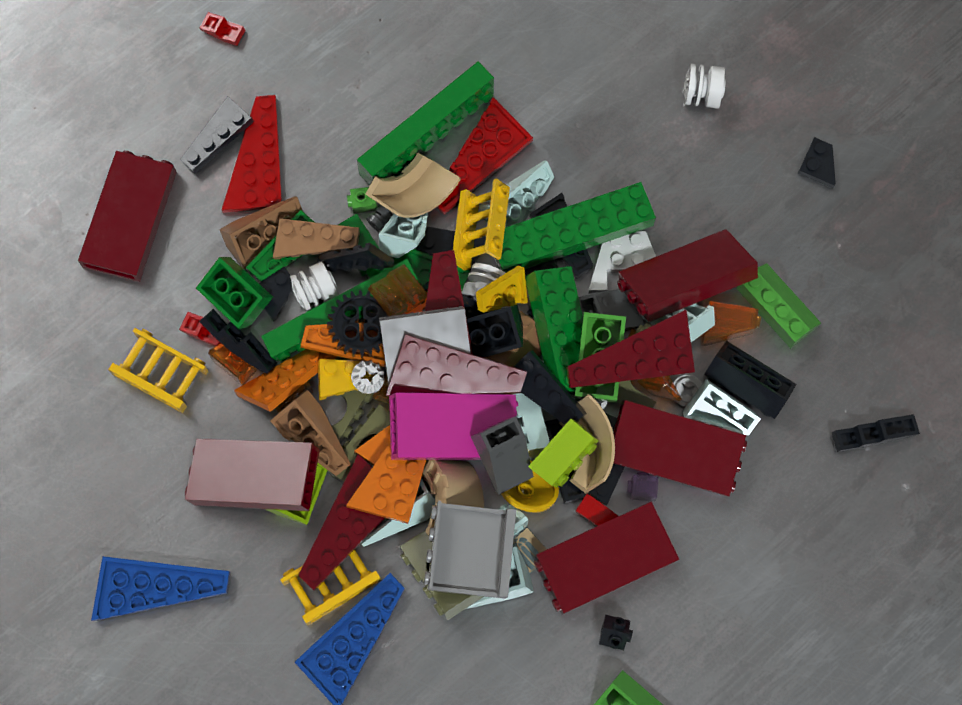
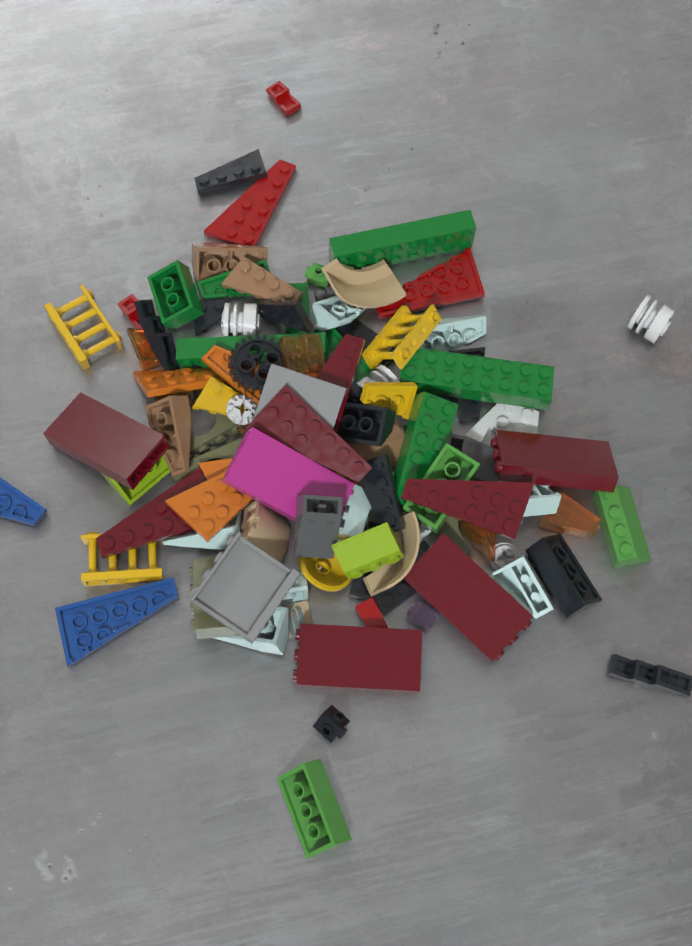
camera: 25 degrees right, 5 degrees down
(127, 215) = (128, 200): dark red brick -> none

